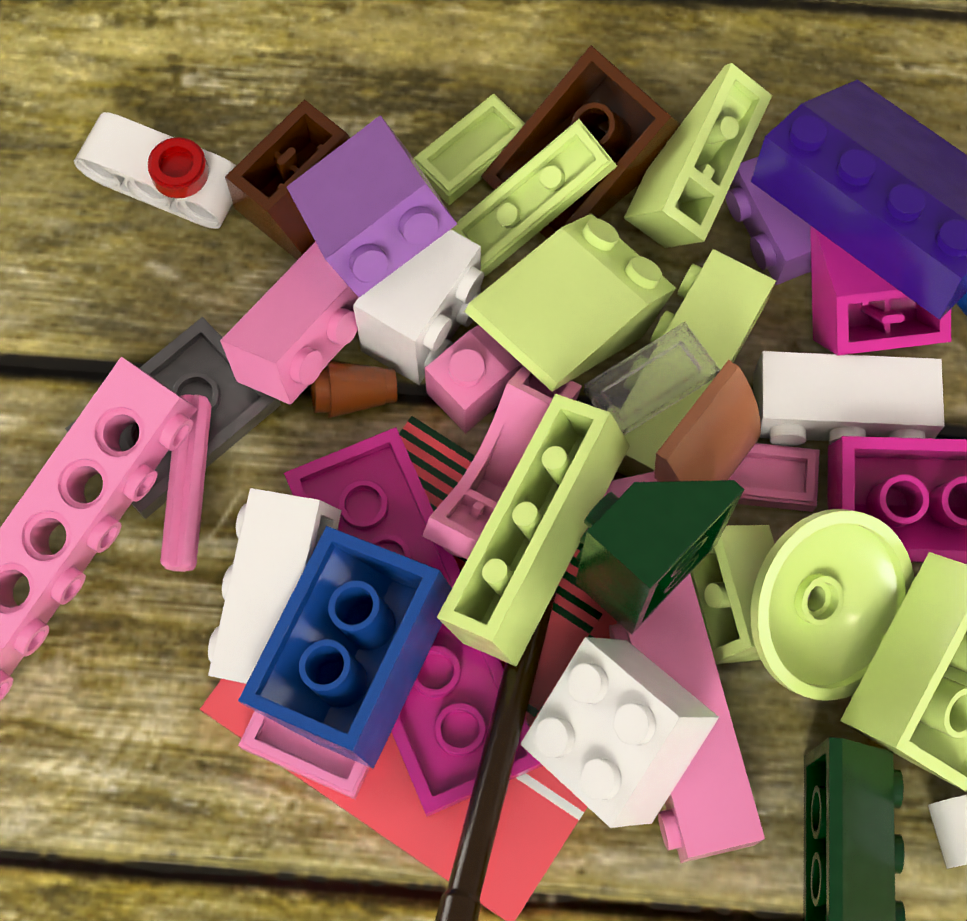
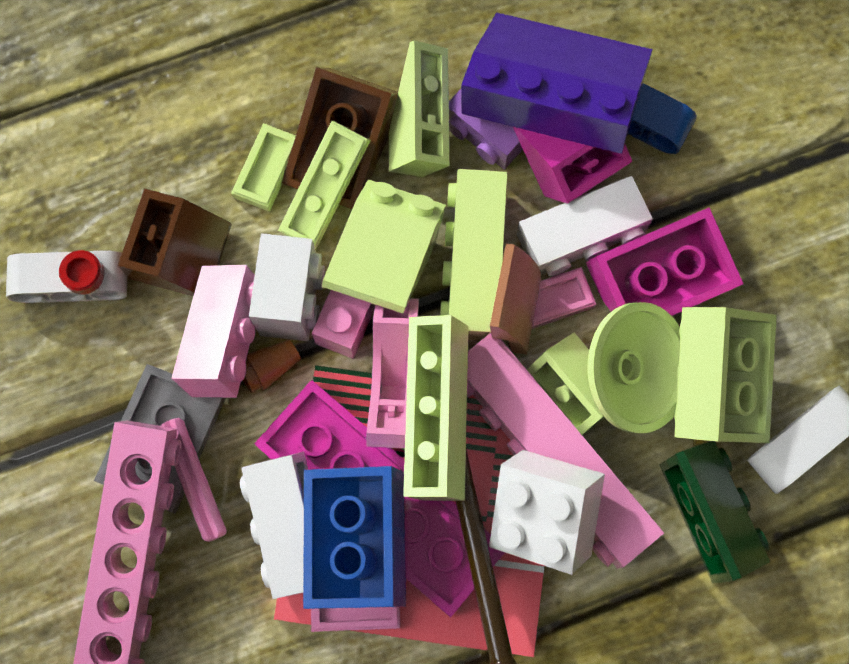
camera: 25 degrees left, 5 degrees up
(370, 207) = (227, 245): medium lavender brick -> none
(650, 543) = (515, 390): dark green slope -> none
(652, 378) = (460, 274): clear tile -> none

